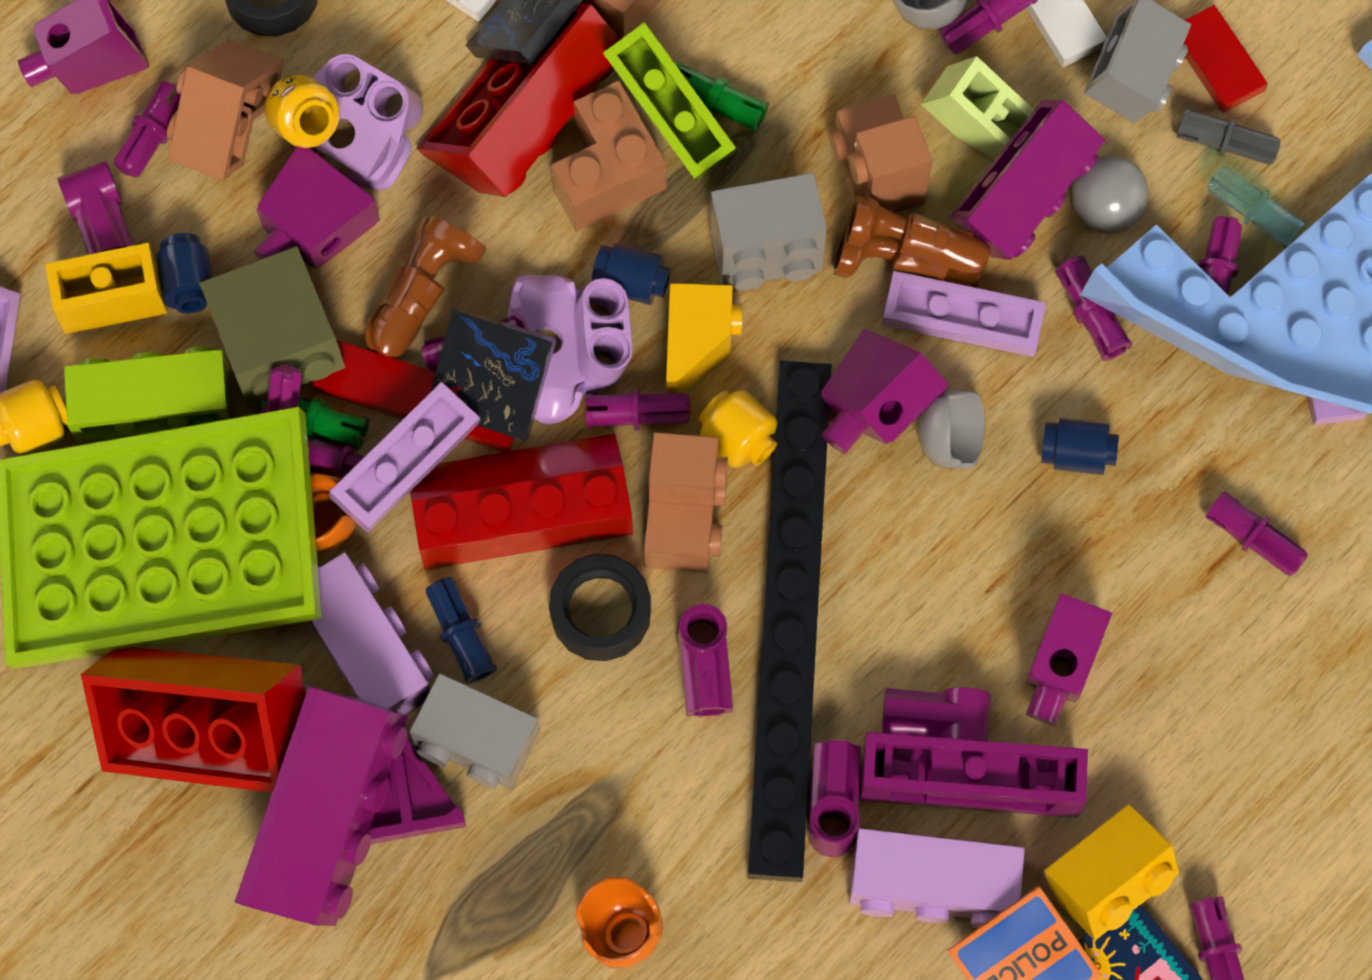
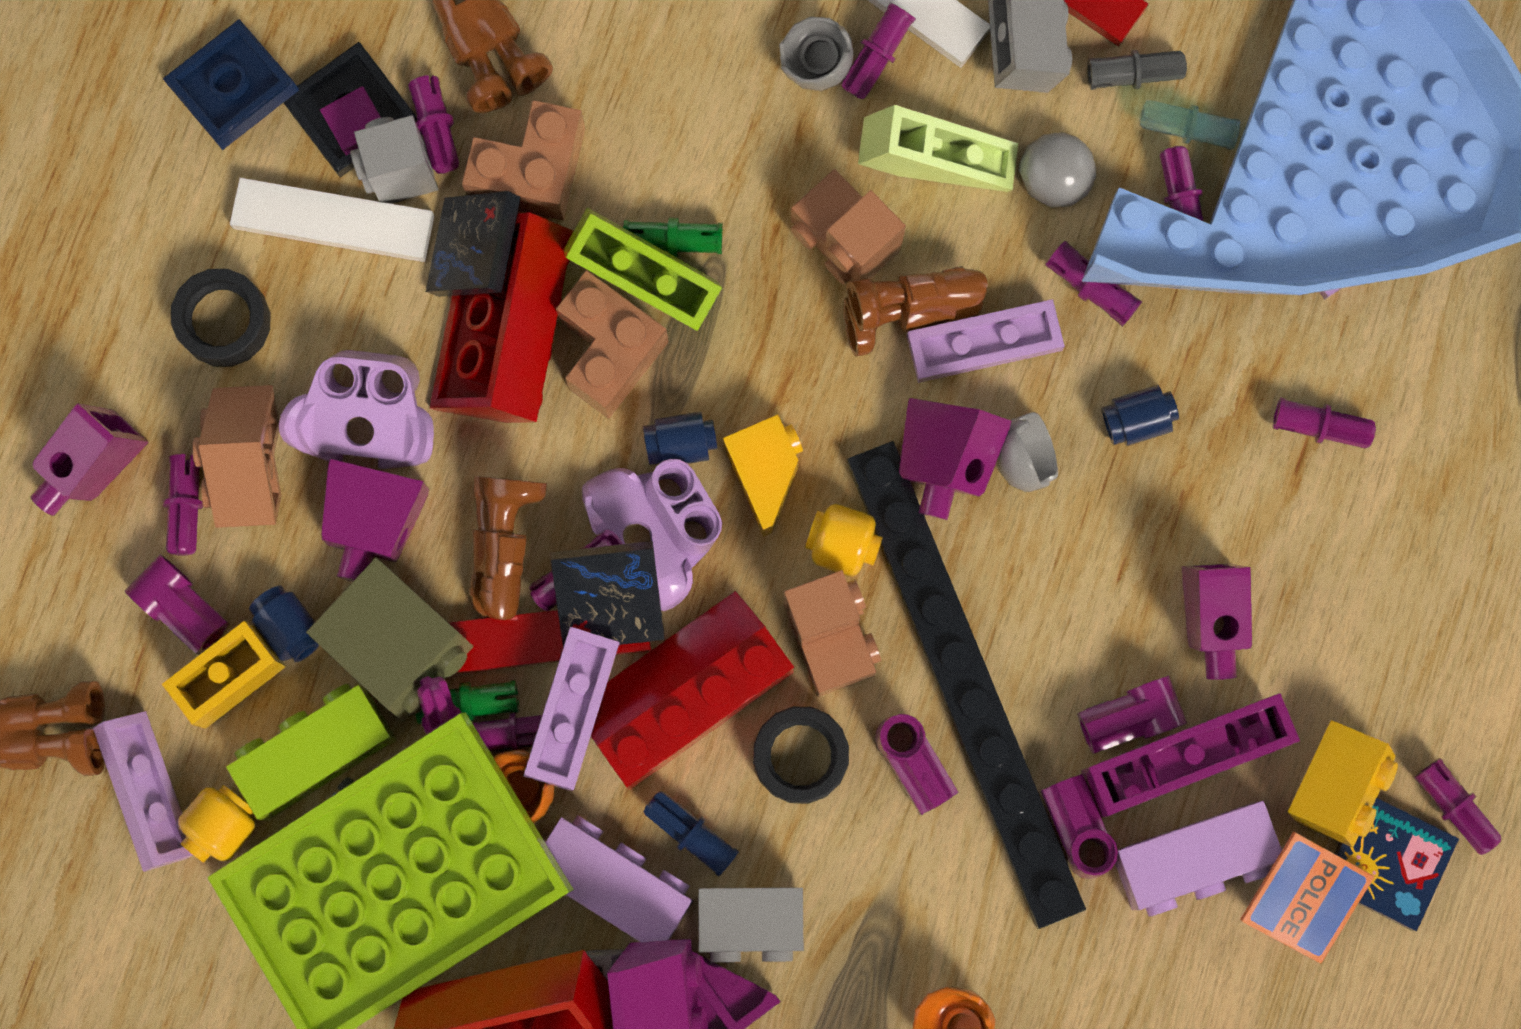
camera: 25 degrees left, 10 degrees up
(302, 111) = (319, 432): yellow head -> none
(638, 409) = (746, 561): magenta axle -> none
(768, 231) = (785, 350): light grey brick -> none
(1029, 179) = (987, 194): magenta brick -> none

